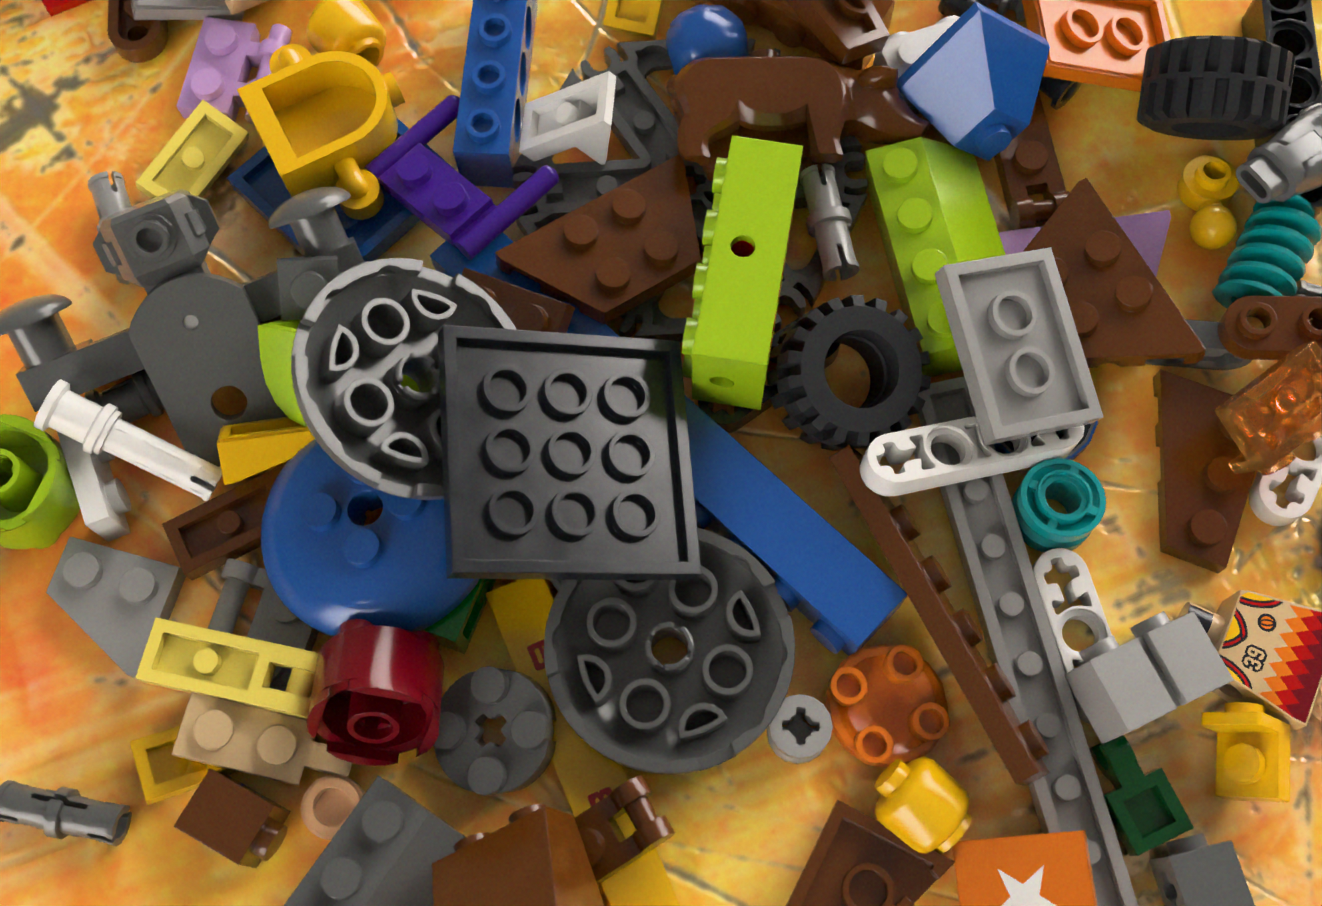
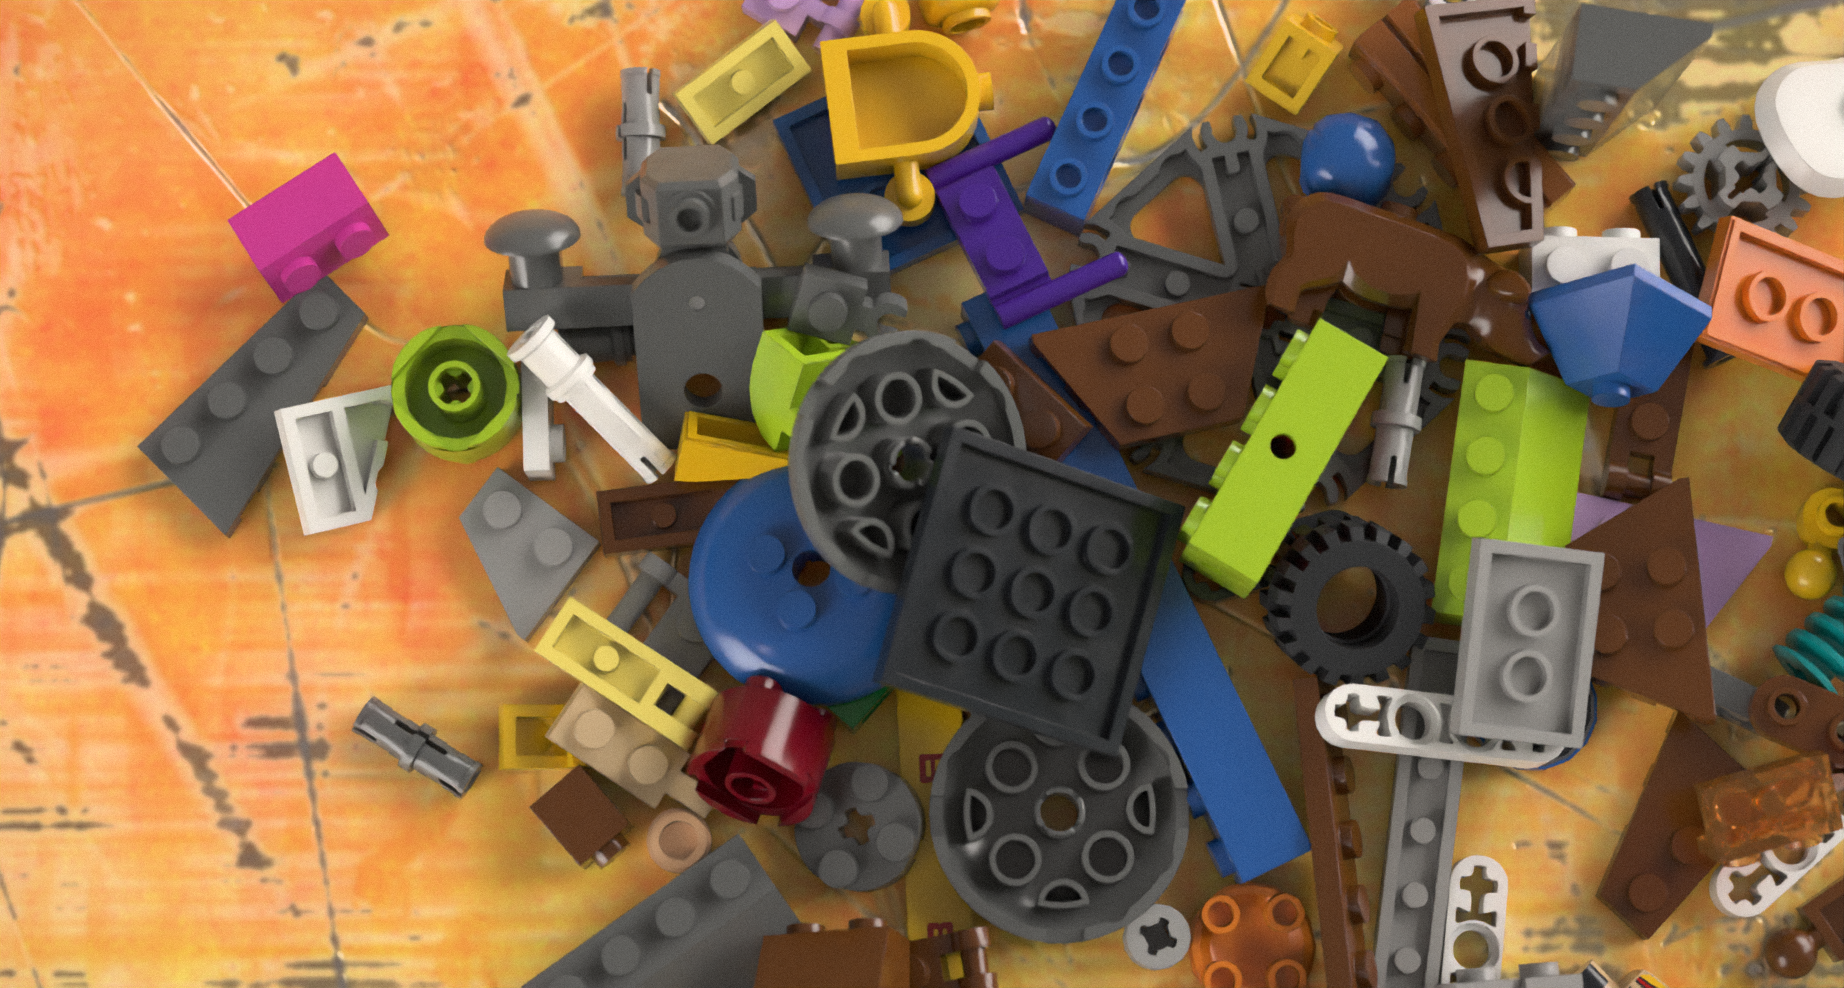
camera: 15 degrees right, 10 degrees up
(570, 119) = (1163, 205): white slope -> none
(1073, 488) = (1531, 800): teal wheel -> none

